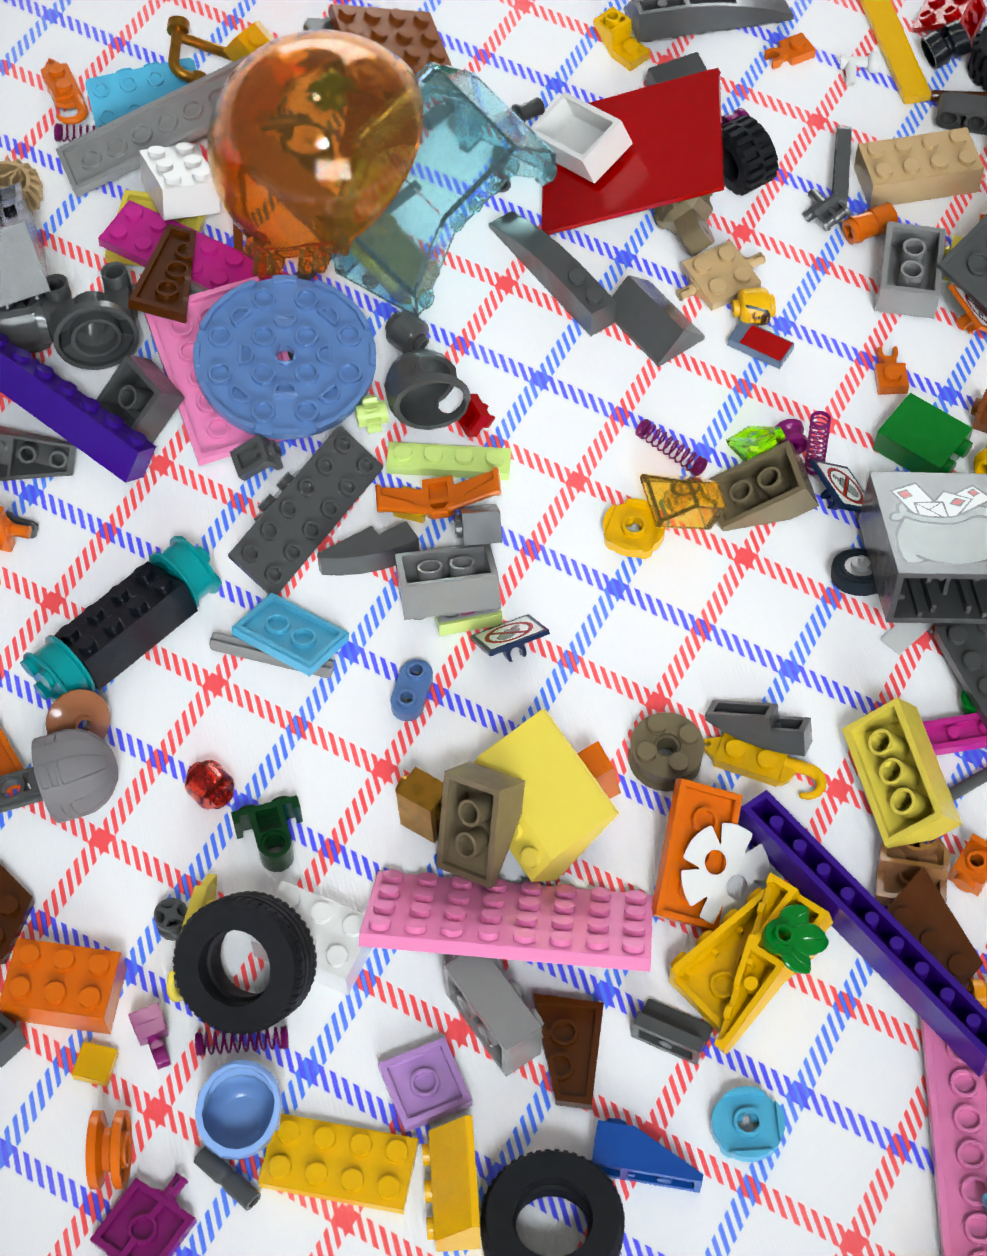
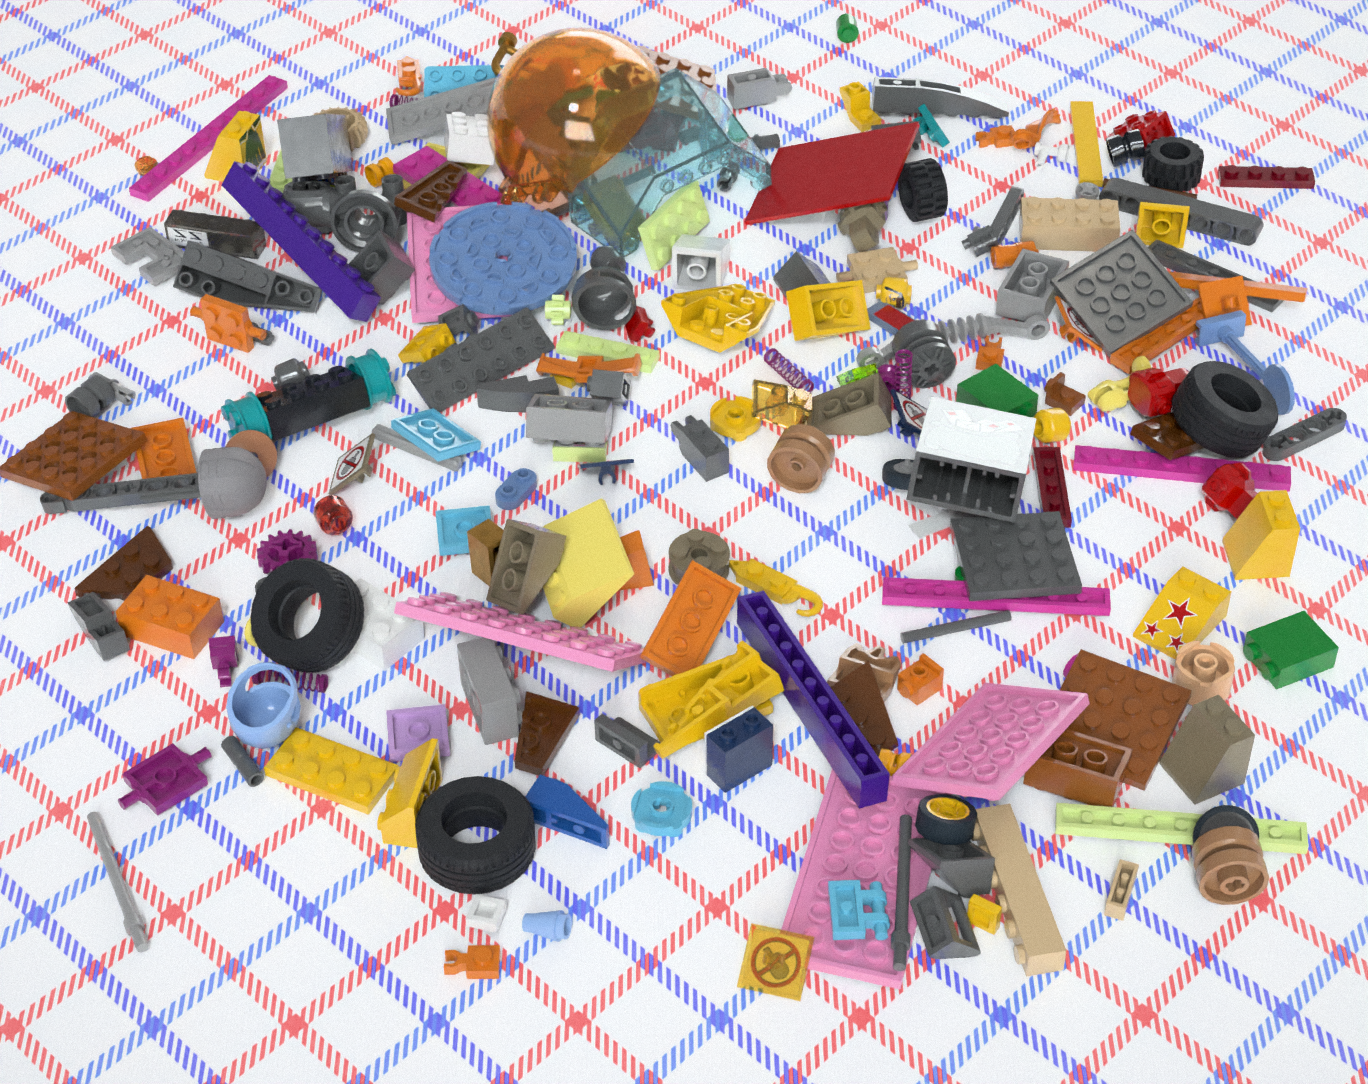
camera: 15 degrees right, 15 degrees down
(81, 246) = (376, 172): none -> light orange wheel
(82, 583) = (289, 372): none -> dark grey head
(95, 1064) = (174, 672): yellow tile -> none
(108, 1149) = (158, 716): orange wheel -> none
(165, 841) = (285, 548): none -> magenta gear
(206, 703) = (353, 465): none -> piece
(232, 500) = (427, 344): none -> yellow bracket
(270, 829) = (367, 551): dark green pin -> none
(372, 767) = (453, 527): none -> medium azure plate
(469, 264) = (679, 215): none -> yellowish green plate
(491, 34) = (756, 87): none -> light grey hinge
(517, 308) = (699, 262): none -> white slope
(558, 272) = (746, 248): dark grey slope -> none
(567, 382) = (717, 315): none -> yellow wedge
(582, 136) = (795, 156): white piece -> none
(612, 584) = (702, 448): none -> dark grey hinge
(692, 354) = (827, 310): none -> yellow slope
(701, 883) = (723, 623): white piece -> none
(707, 44) = (927, 121): none -> teal plate
(738, 581) = (801, 458): none -> medium nougat wheel
(762, 726) = (784, 557): dark grey slope -> none
(798, 936) = (743, 685): green plate -> none
(813, 1024) = (738, 749): none -> dark blue piece
(824, 386) = (931, 353): none -> dark grey wheel
(830, 37) = (1031, 134): none -> orange plant
(840, 351) = (982, 325): none -> light grey piece
(901, 775) = (879, 603): light yellow slope -> none
(921, 119) = (1087, 191): none -> light grey wheel

